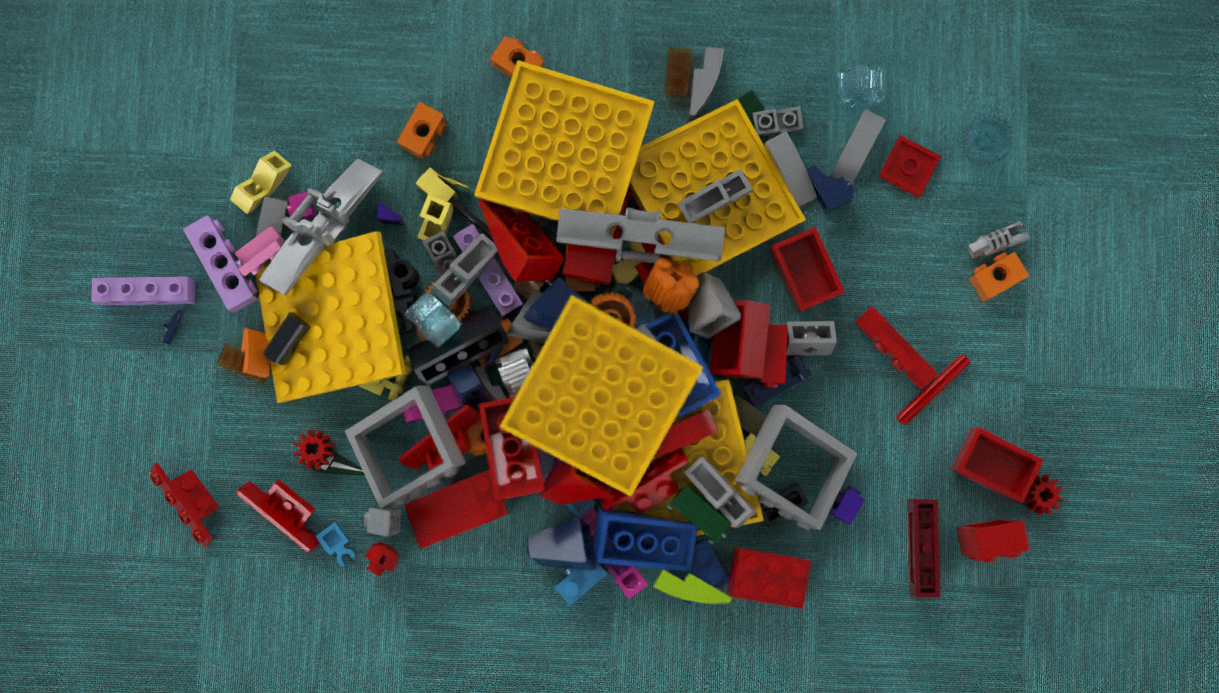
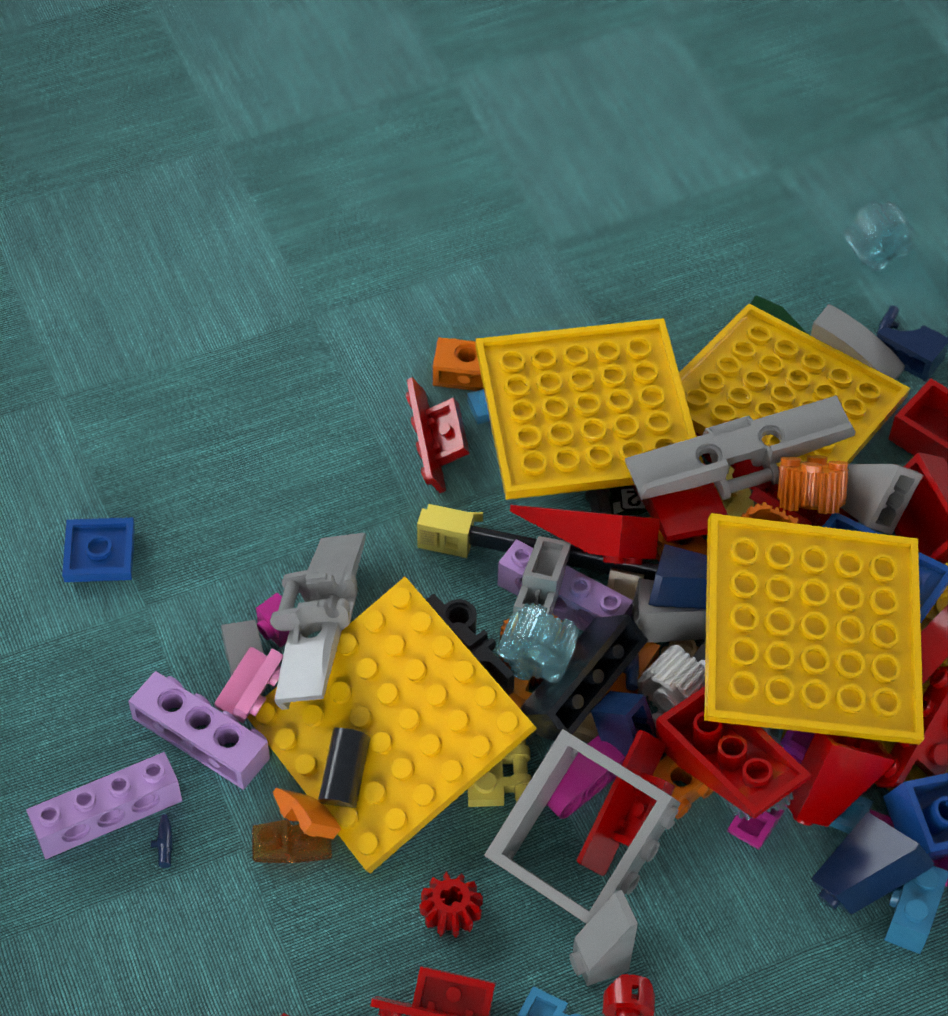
camera: 25 degrees left, 30 degrees down
(215, 102) = (98, 549): none -> blue plate
(264, 181) = (209, 610): light yellow brick -> none
(337, 464) = (492, 920): sticker -> none
(387, 216) = (391, 575): dark purple slope -> none
(422, 118) = (388, 477): orange brick -> none
(437, 217) = (466, 553): light yellow brick -> none
(440, 251) = (491, 591): light grey slope -> none
(454, 509) = (696, 892): red slope -> none
(470, 109) = (439, 433): none -> red bracket
(678, 71) = (659, 304): clear orange slope -> none
(705, 80) = (698, 299): light grey slope -> none
(715, 197) = (799, 384): light grey slope -> none
(778, 121) = (803, 312): light grey slope -> none
(828, 156) = (889, 318): none -> dark blue helmet
(858, 146) = (916, 290): light grey slope -> none

